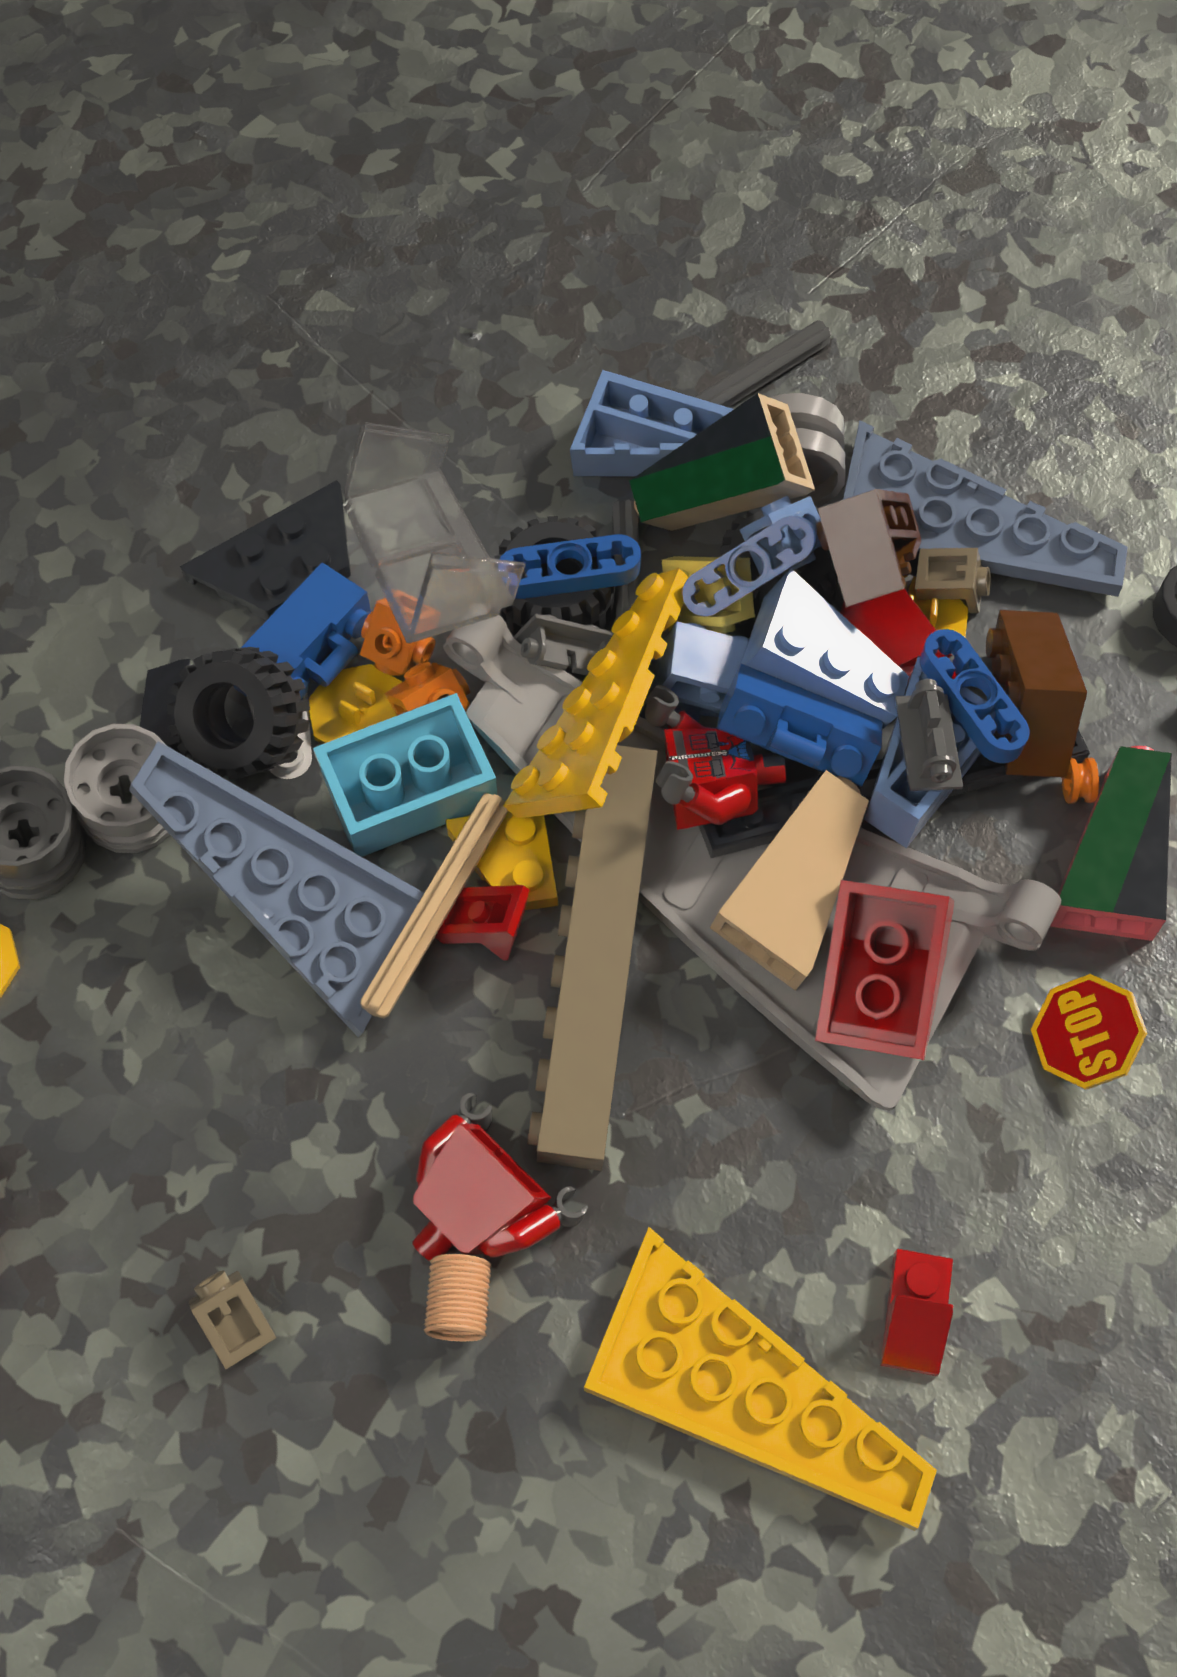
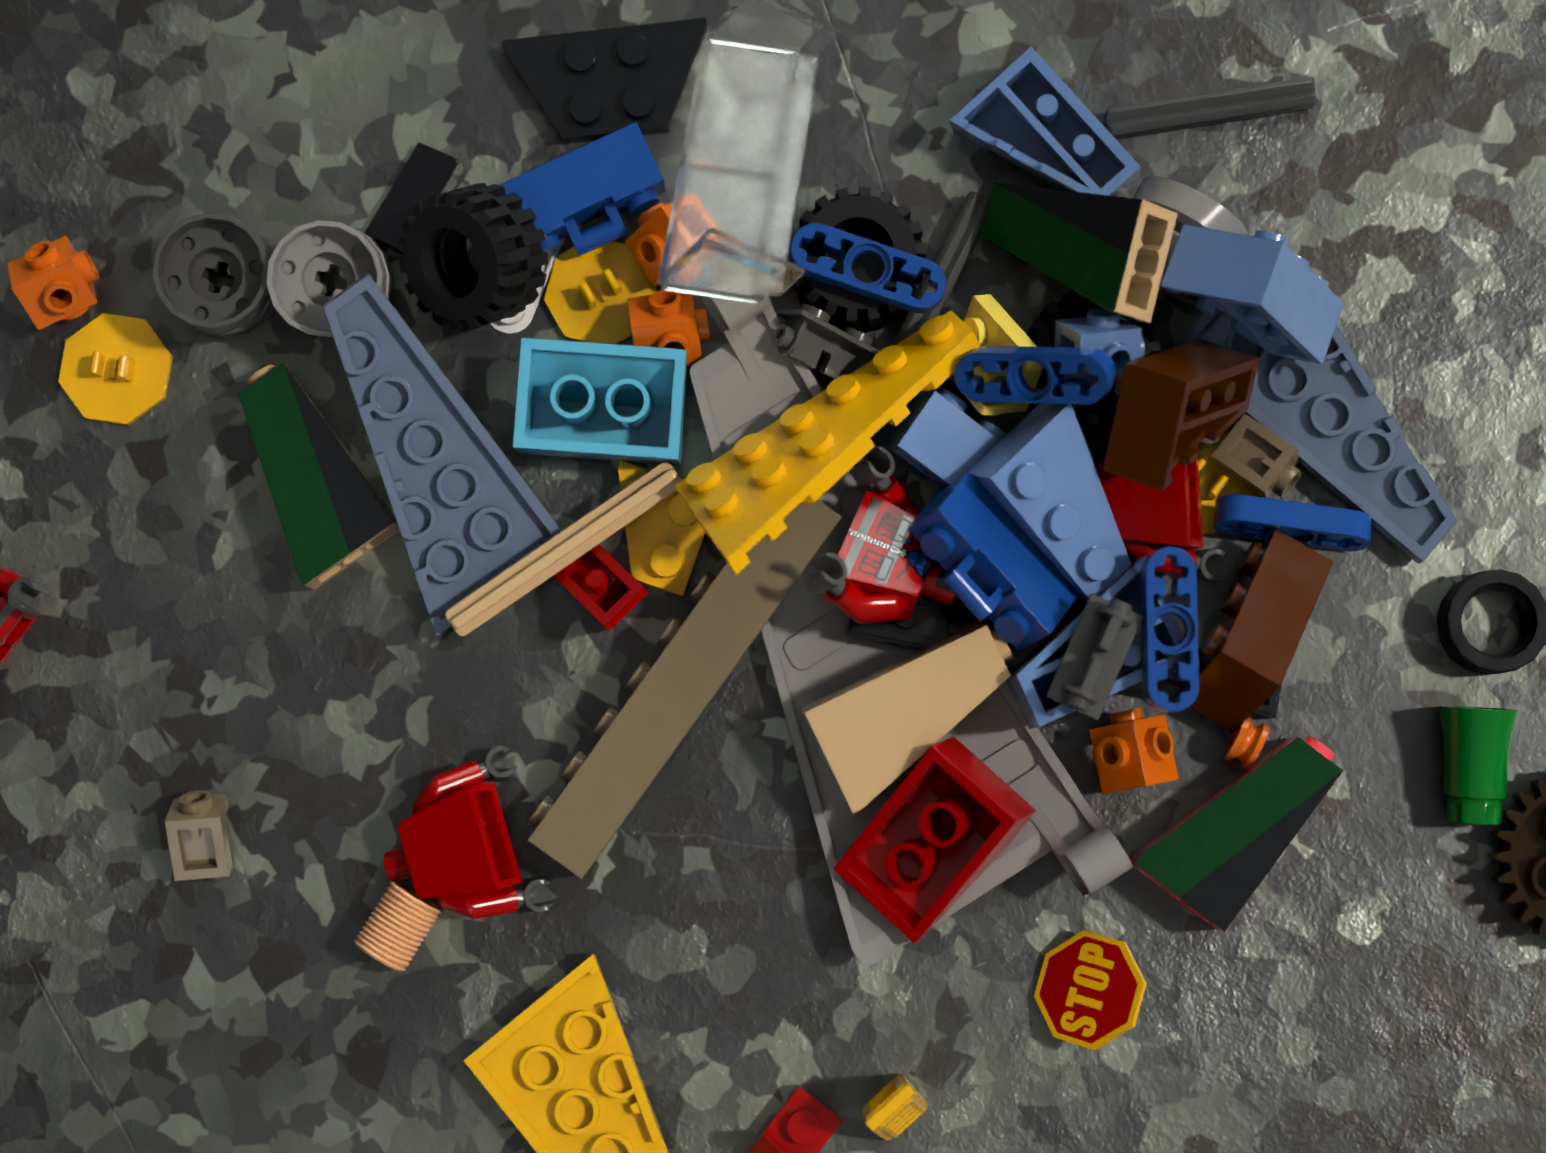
camera: 30 degrees right, 20 degrees up
(191, 959) = (316, 484): none -> dark green slope
(880, 434) = (1260, 285): none -> medium blue wedge
(978, 612) = (1308, 523): none -> blue beam
(991, 1215) = (894, 1108): none -> yellow slope
(999, 827) = (1133, 751): none -> orange brick

